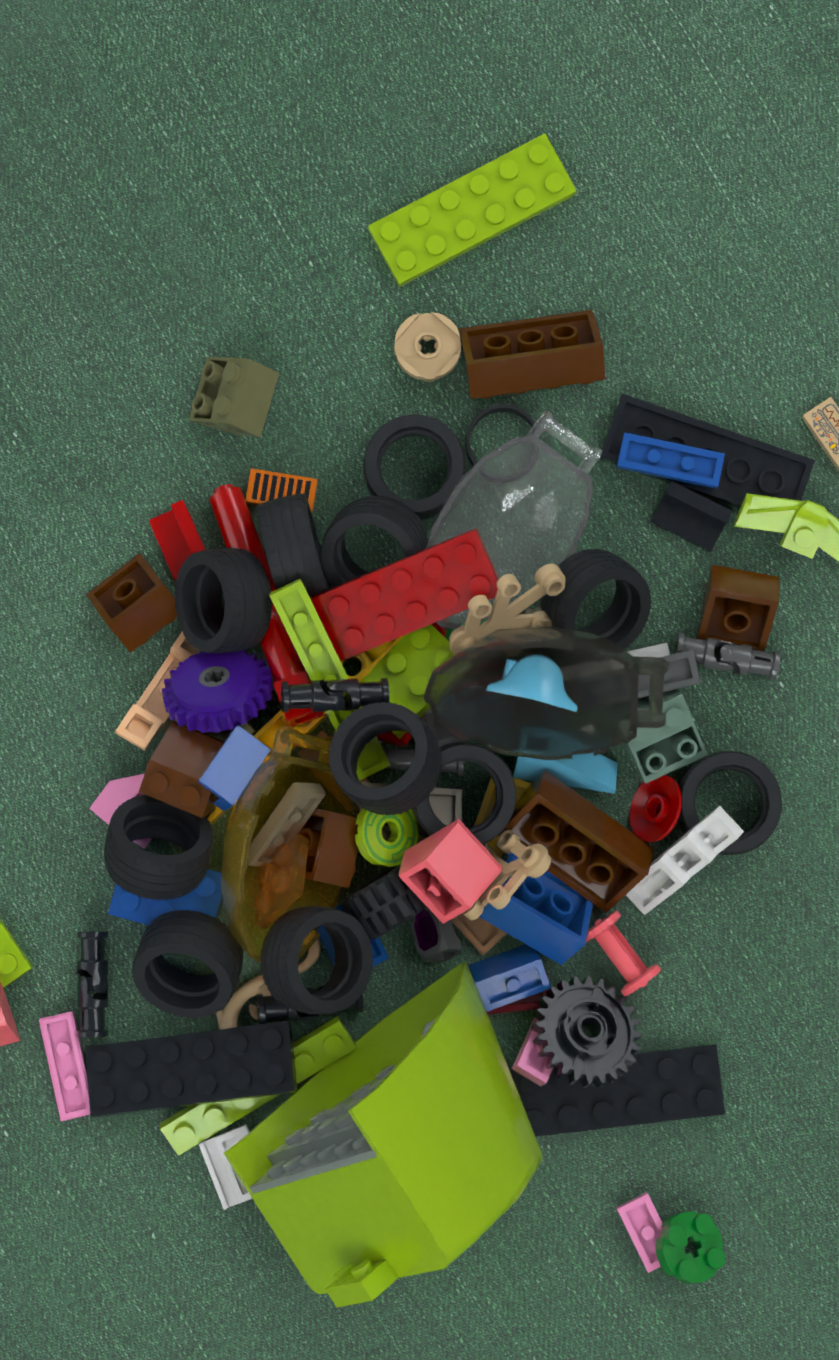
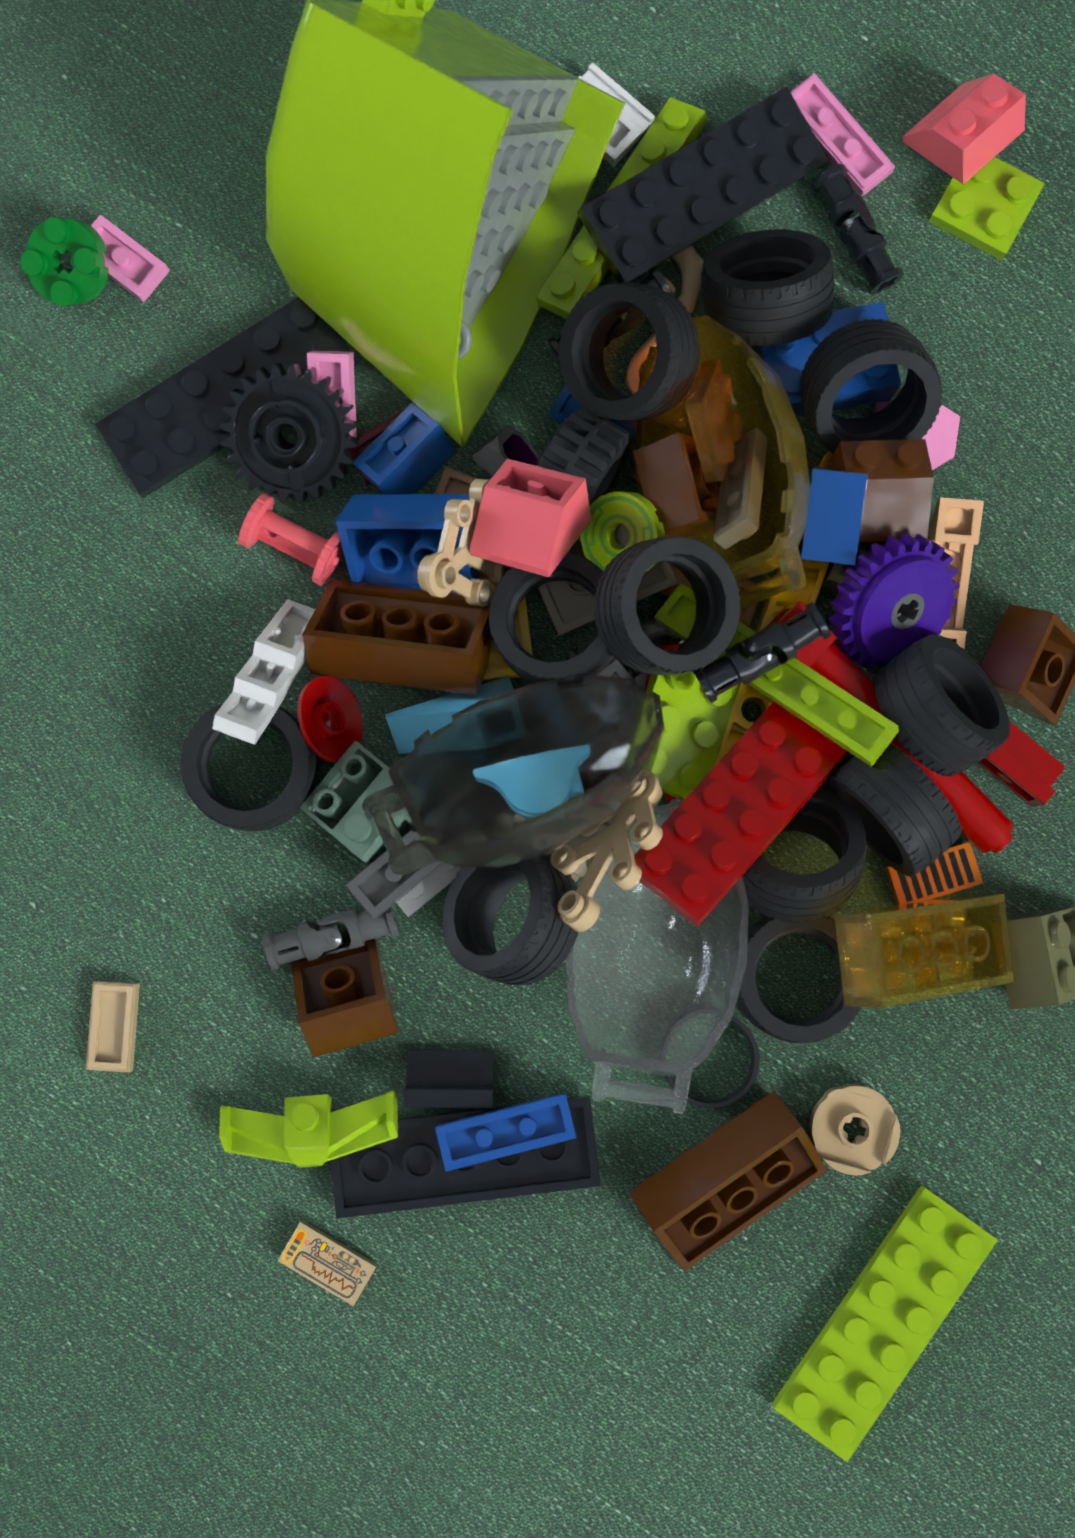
camera: 150 degrees right, 0 degrees up
(322, 440) = (923, 950): none -> clear yellow brick

